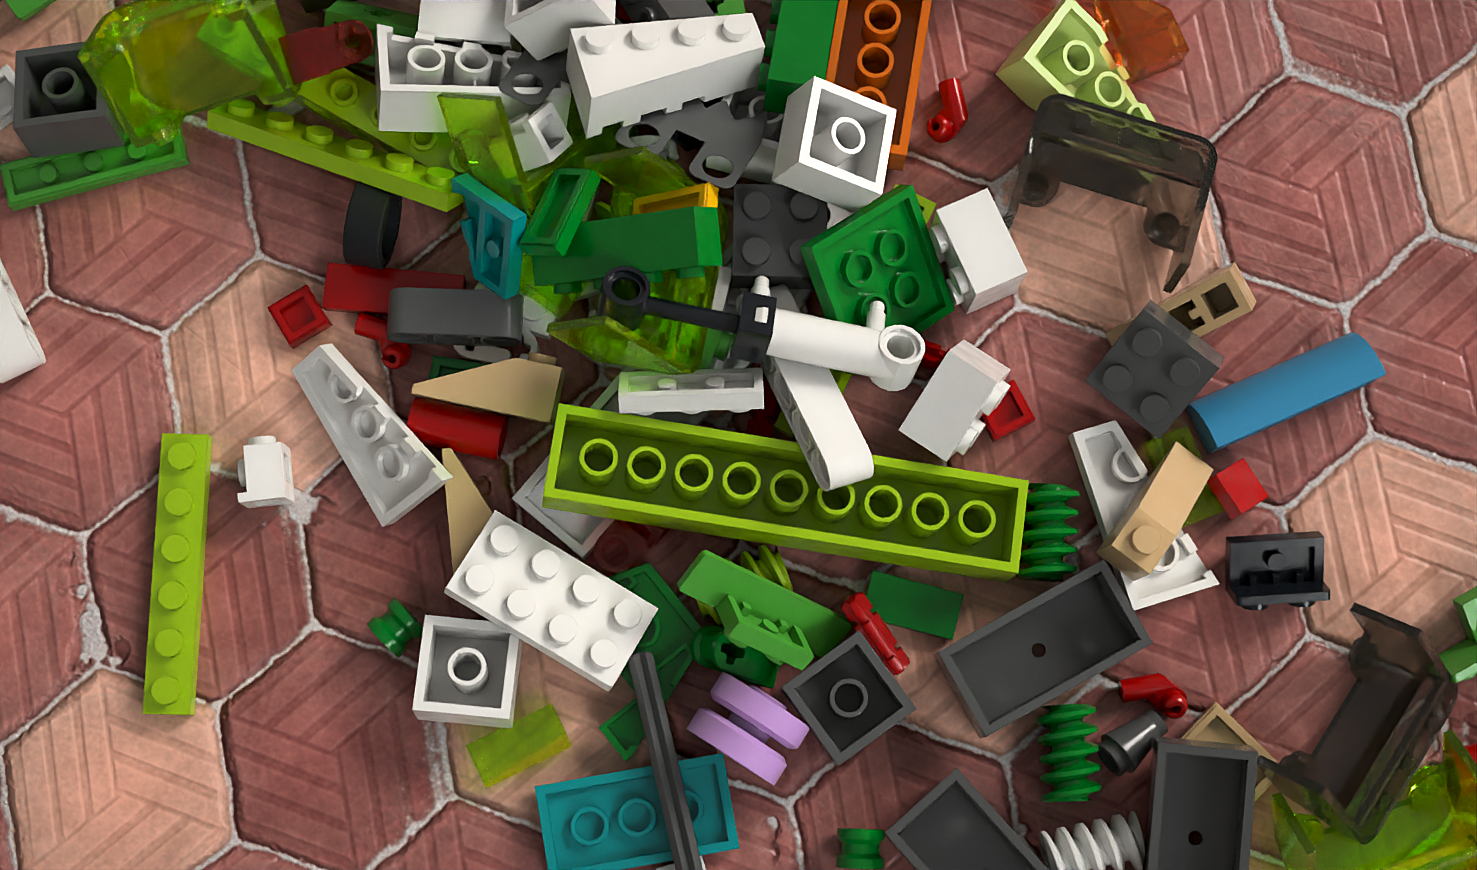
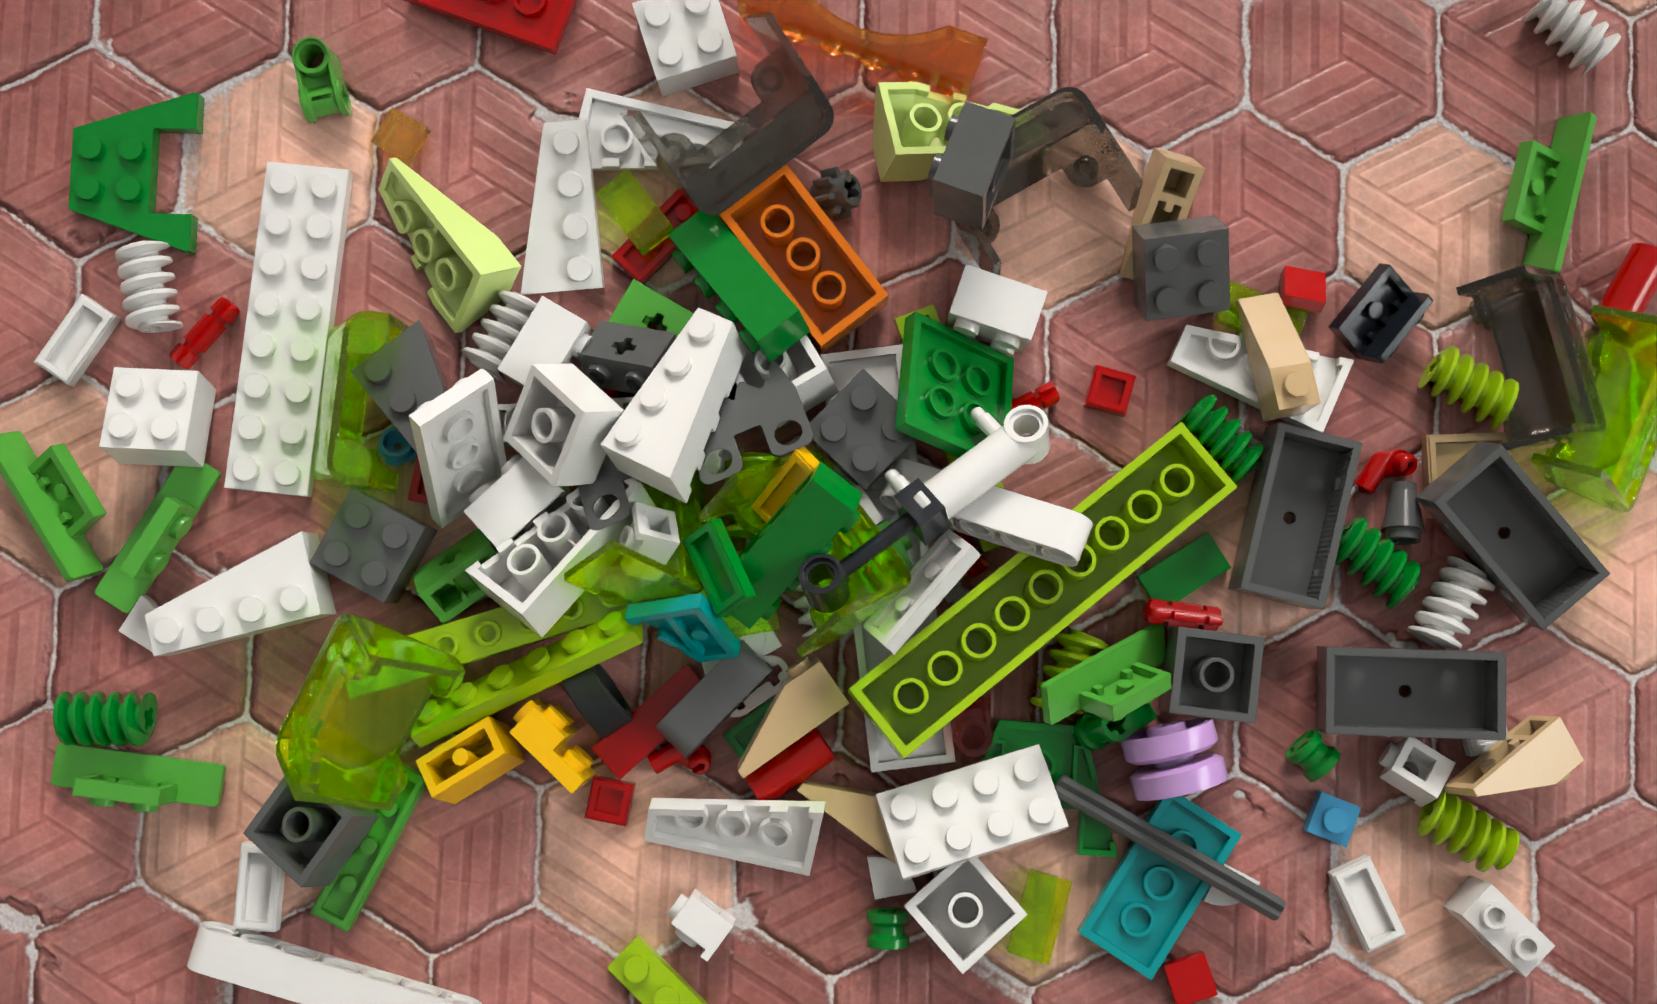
camera: 45 degrees left, 5 degrees up
(231, 174) = (470, 760): none -> yellow brick
(304, 218) = (545, 735): none -> yellow plate
(325, 49) = (450, 623): clear red piece -> none
(431, 592) = (887, 879): none -> white tile
(834, 145) = (846, 339): white brick -> none
(951, 47) = (836, 192): none -> dark grey gear
(952, 115) = (880, 236): red arm -> none
(954, 400) = (1085, 419): white brick -> none
(1067, 115) = (972, 164): none -> dark grey brick
(1284, 391) = (1269, 194): dark azure brick -> none
(1290, 699) = (1472, 384): none -> lime piece

